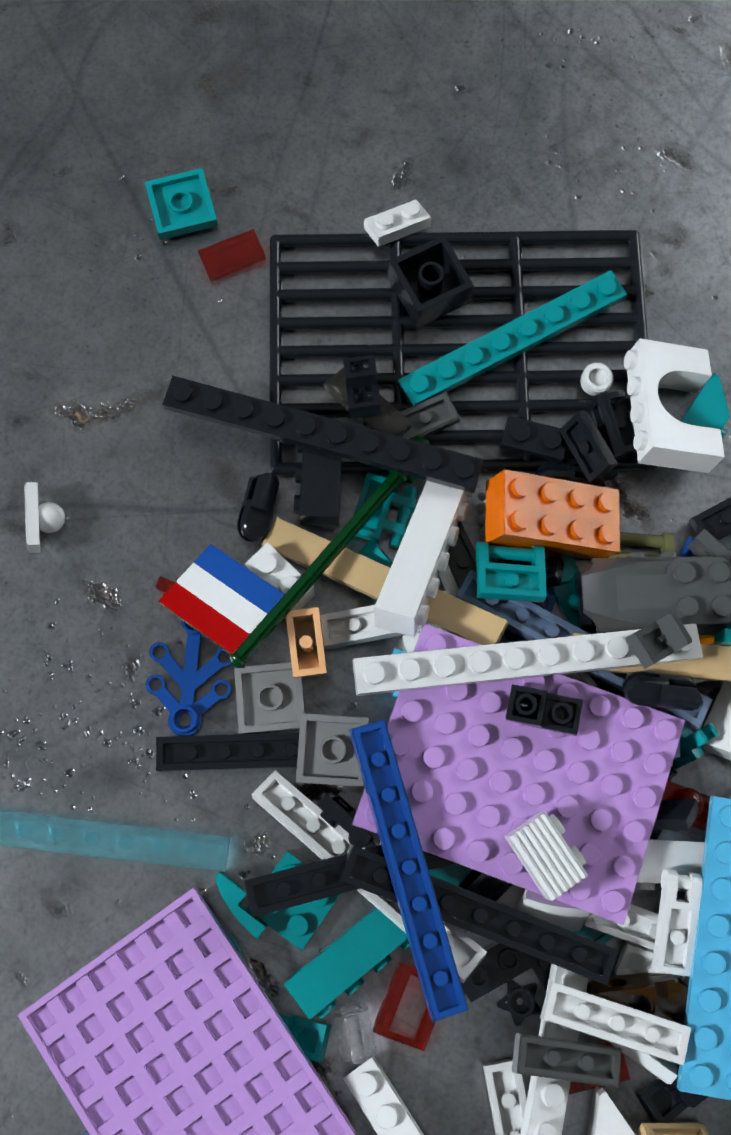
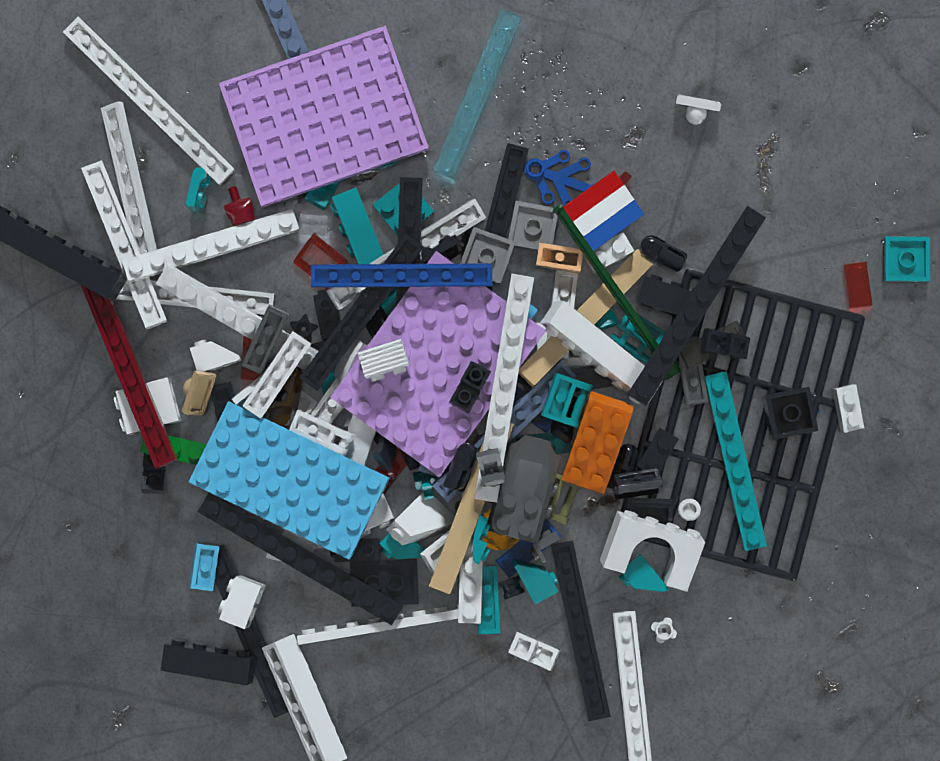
camera: 115 degrees right, 10 degrees up
(234, 896) = (416, 171): teal slope -> none

